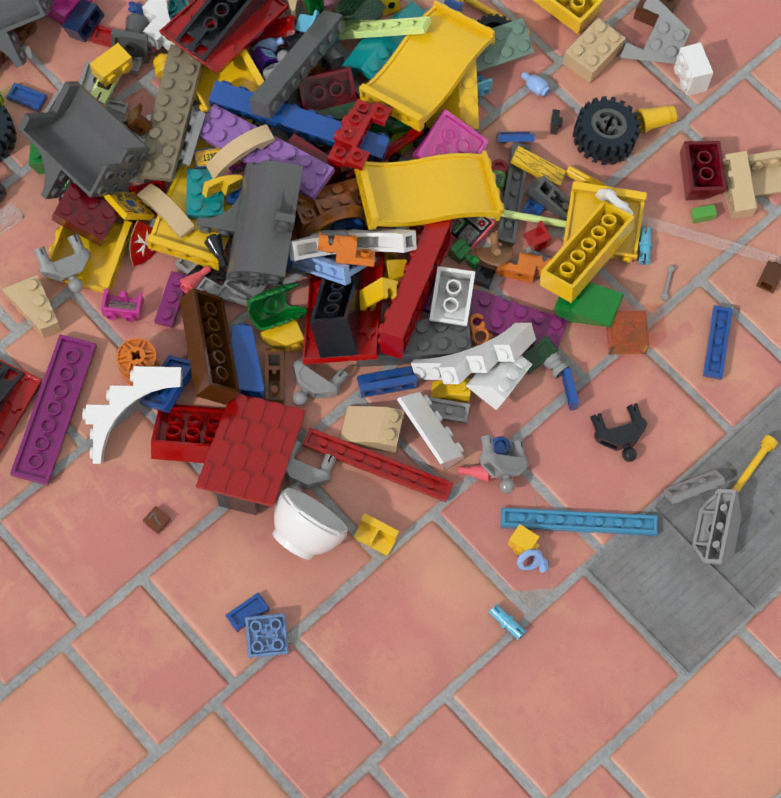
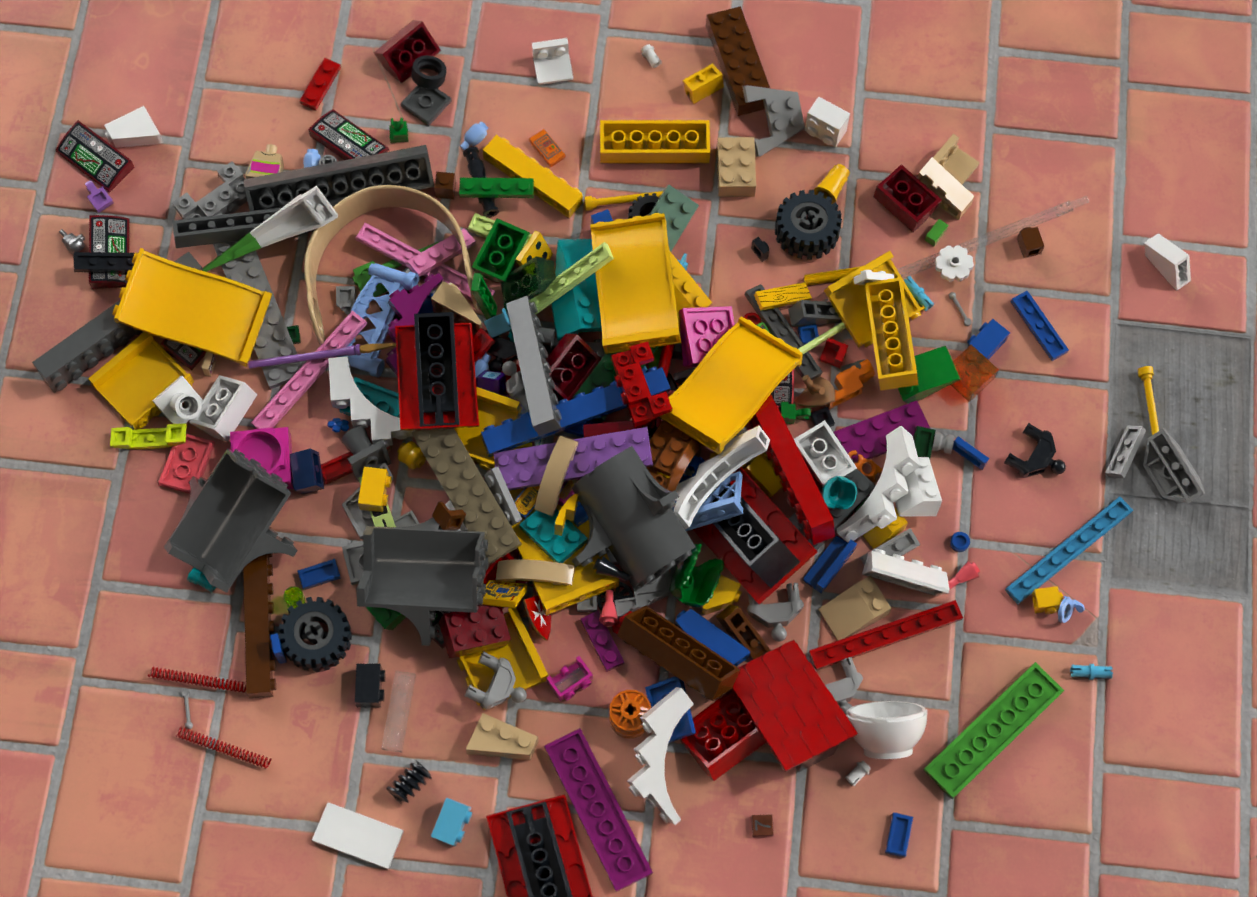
camera: 40 degrees left, 0 degrees up
(260, 543) = (858, 773): none -> white pin
(266, 635) = (931, 839): medium blue tile -> none
(345, 248) = (718, 485): orange plate -> none
(376, 534) = (936, 689): yellow panel -> none
(377, 291) = (775, 500): yellow hinge -> none
(390, 599) = (993, 730): none -> bright green plate
(432, 329) = (839, 492): none -> teal helmet
(503, 466) = (981, 555): light grey connector -> none
(515, 136) = (741, 286): blue tile -> none
(536, 84) = (717, 230): light blue plant -> none
(665, 321) = (990, 338): none -> blue brick
(692, 243) = (954, 263): none -> white plant

